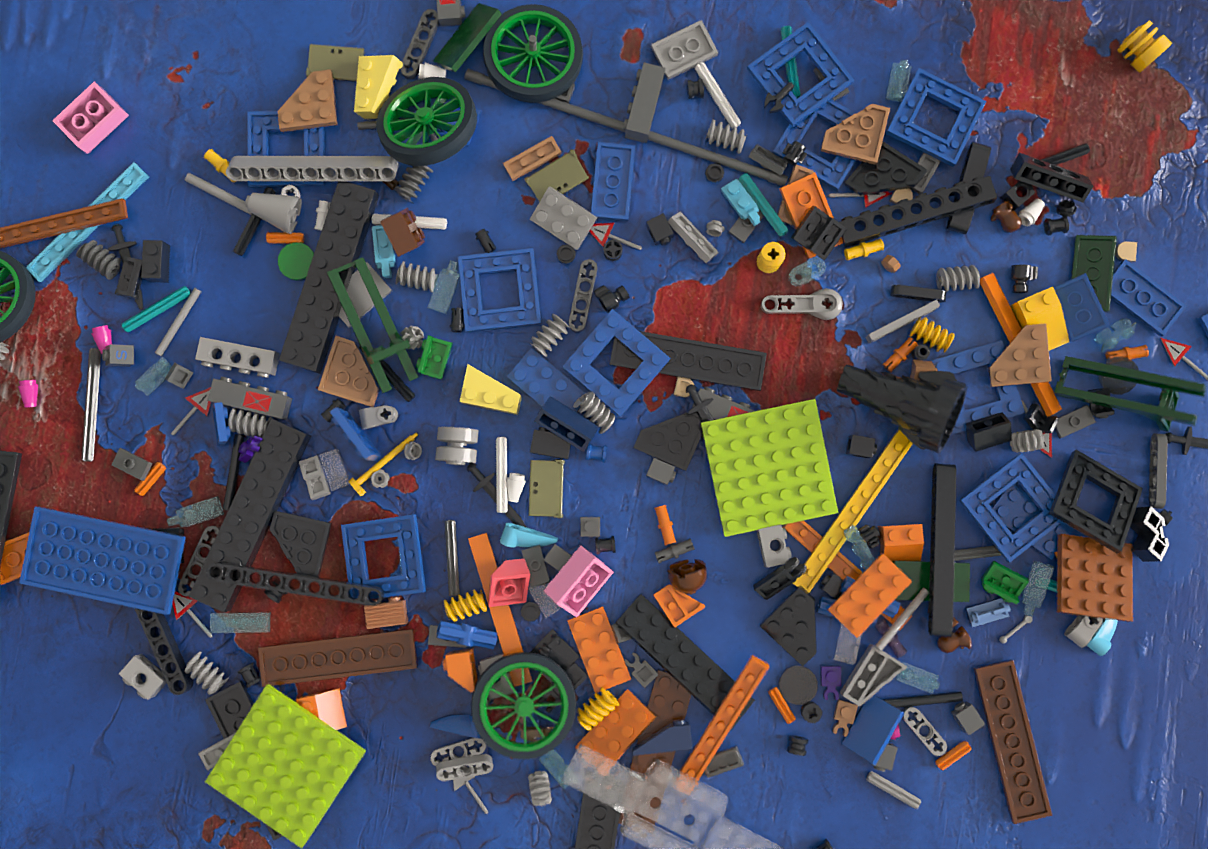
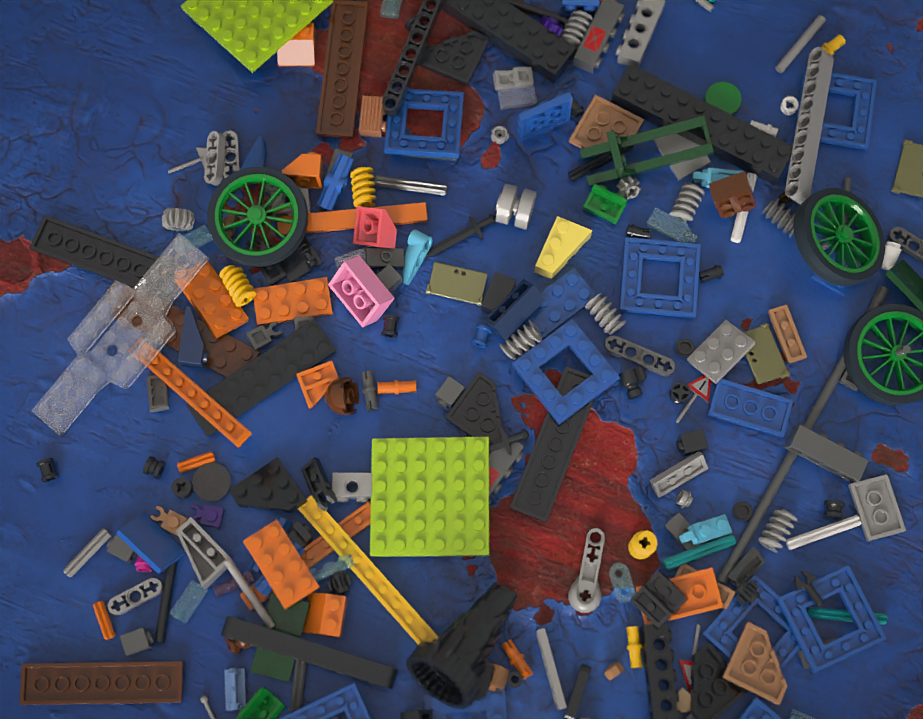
camera: 100 degrees right, 10 degrees down
(250, 229) = (768, 68): black axle -> none
(275, 209) = (774, 87): light grey cone -> none
(282, 237) = (747, 93): orange axle -> none
(310, 104) = (874, 137): medium nougat plate -> none
(356, 484) = (499, 113): yellow piece -> none
(374, 83) = (886, 198): light yellow wedge -> none
(374, 416) = (559, 142): light grey piece -> none
(412, 450) = (517, 171): light grey plate -> none
(501, 474) = (479, 244): white axle -> none
(515, 485) = (465, 254): white cone -> none
(530, 611) = (343, 245): black plate -> none
(590, 526) = (411, 315): dark grey brick -> none
(680, 388) = (533, 434): tan tile -> none
(847, 646) = (232, 538): clear hinge -> none
(861, 446) = (431, 596): black brick -> none
(932, 334) = (531, 695): yellow piece -> none
(958, 639) = (216, 645): reddish brown animal -> none

